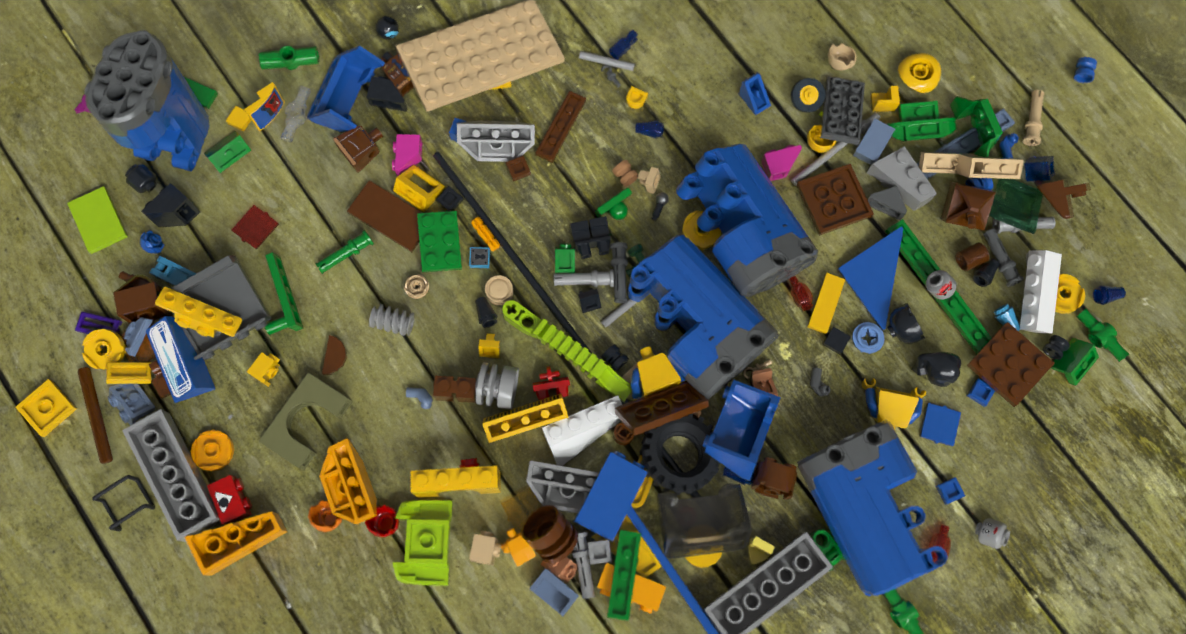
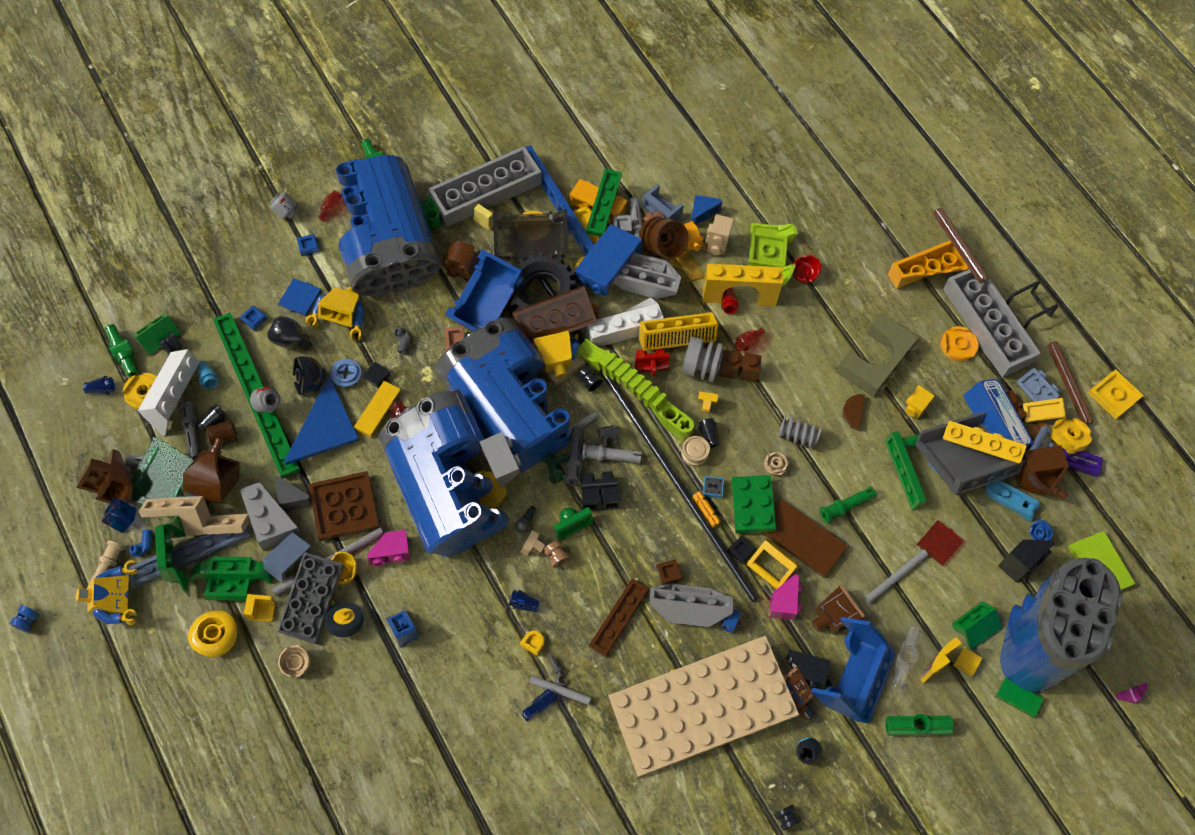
camera: 175 degrees left, 10 degrees down
(198, 561) = (960, 245): none -> reddish brown axle
(229, 499) = (939, 300): red brick -> none
(300, 189) = (896, 576): none -> light grey bar
(322, 517) = (855, 277): orange hair -> none
(347, 484) = (835, 294): light orange wedge -> none
(422, 395) = (771, 367): sand blue arm -> none
(447, 424) = (748, 339): none -> clear red plant
(506, 592) = (704, 208): none -> blue slope
(564, 258) = (628, 476): green bracket -> none
(696, 224) = (500, 458): none -> light grey slope
(1010, 364) = (220, 331): reddish brown plate -> none
(1020, 89) = (109, 595): none -> torso

